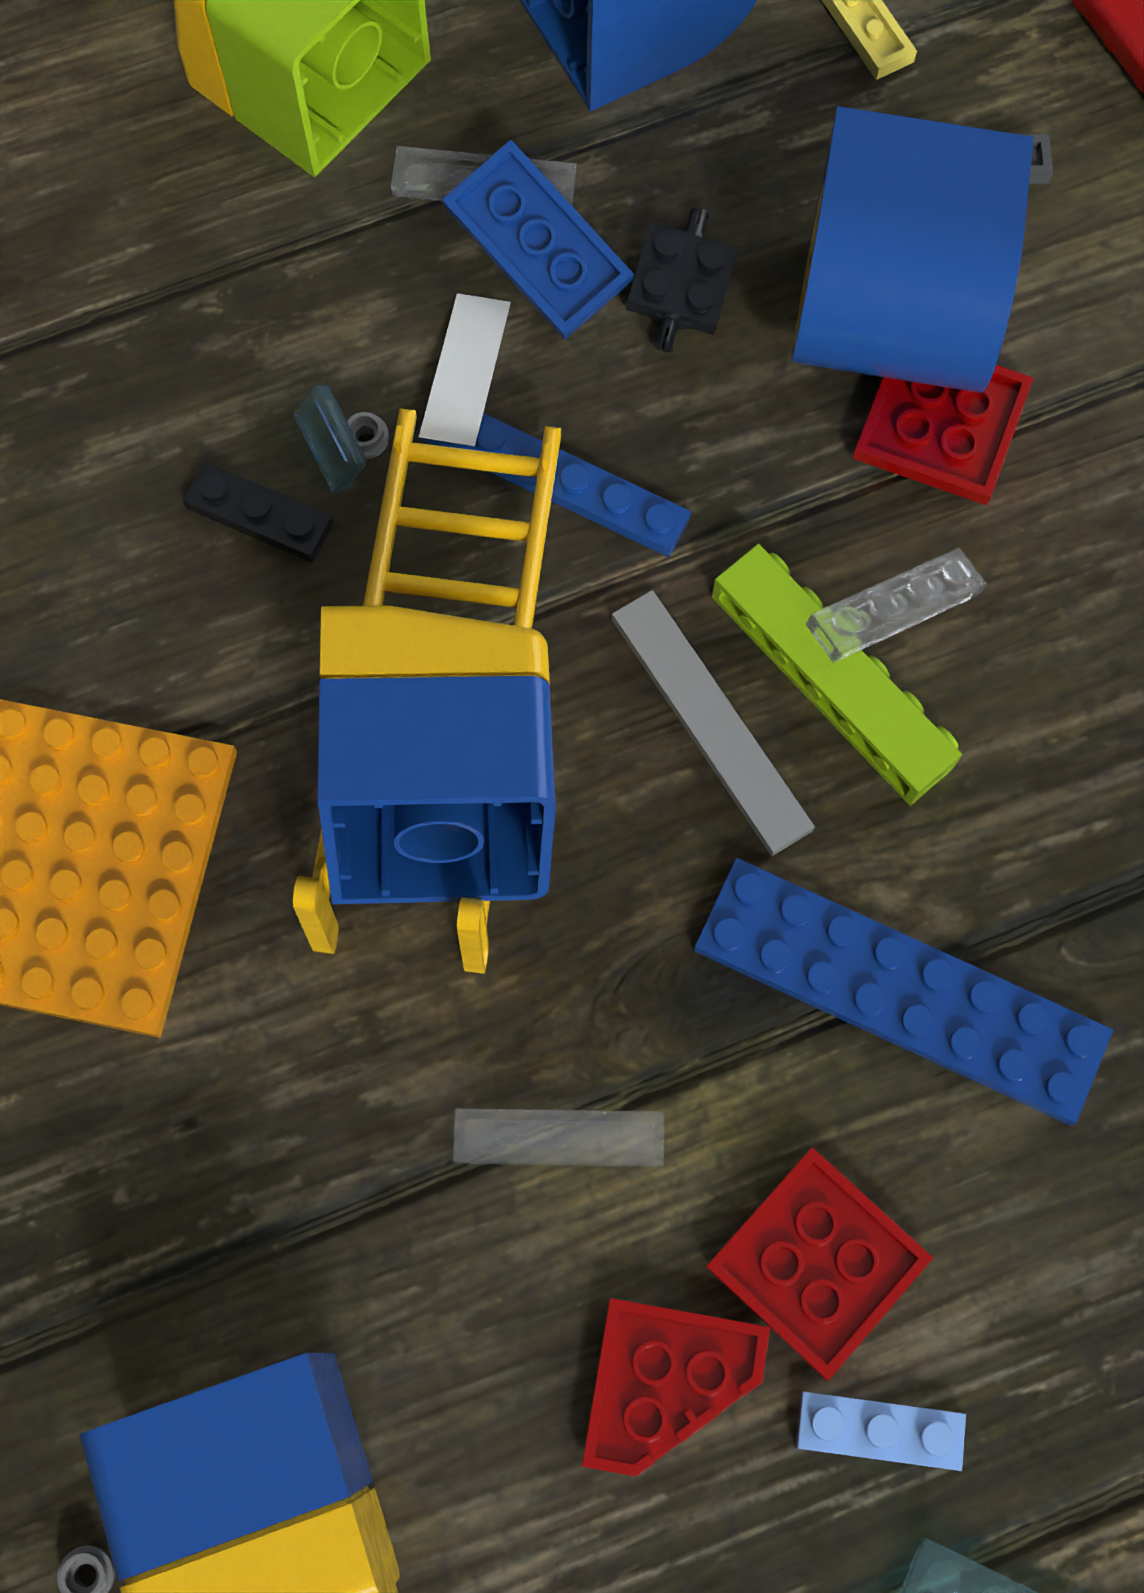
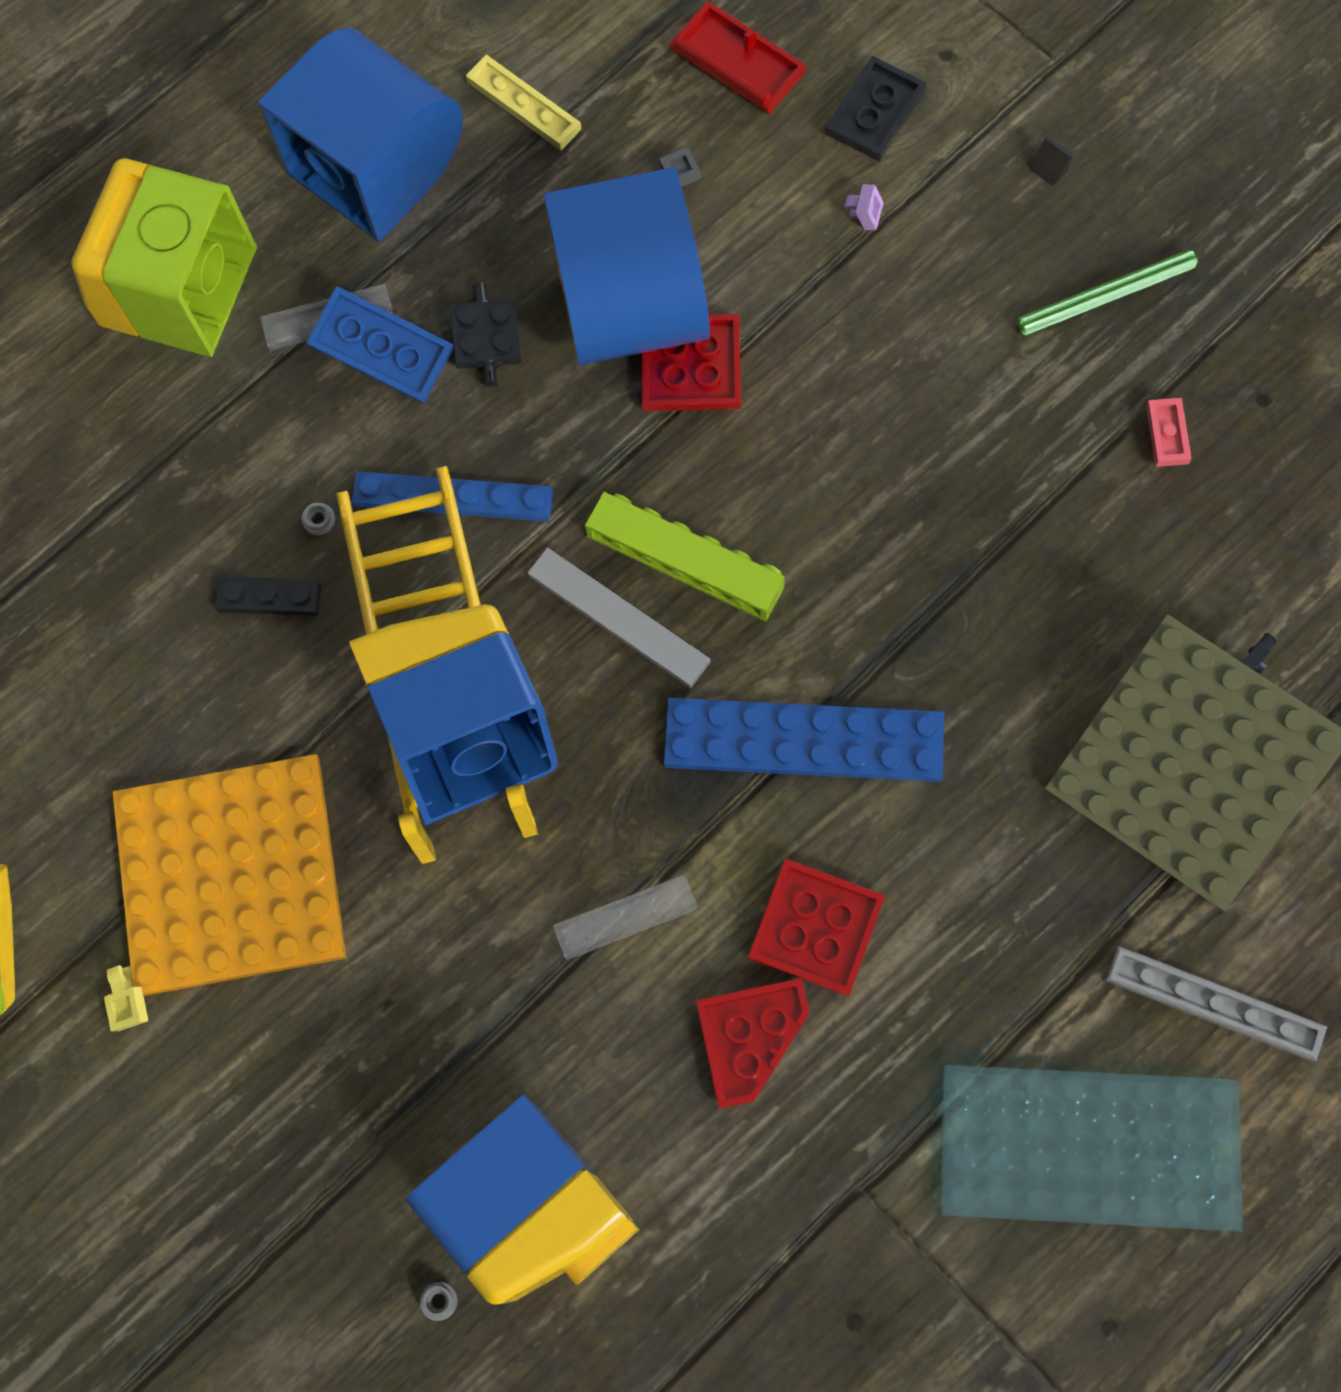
camera: 15 degrees left, 0 degrees up
(330, 438) = (296, 529): clear light blue tile -> none
(465, 370) = (367, 449): white sticker -> none
(881, 1431) = (893, 1013): light blue plate -> none
(895, 604) = (706, 496): clear plate -> none

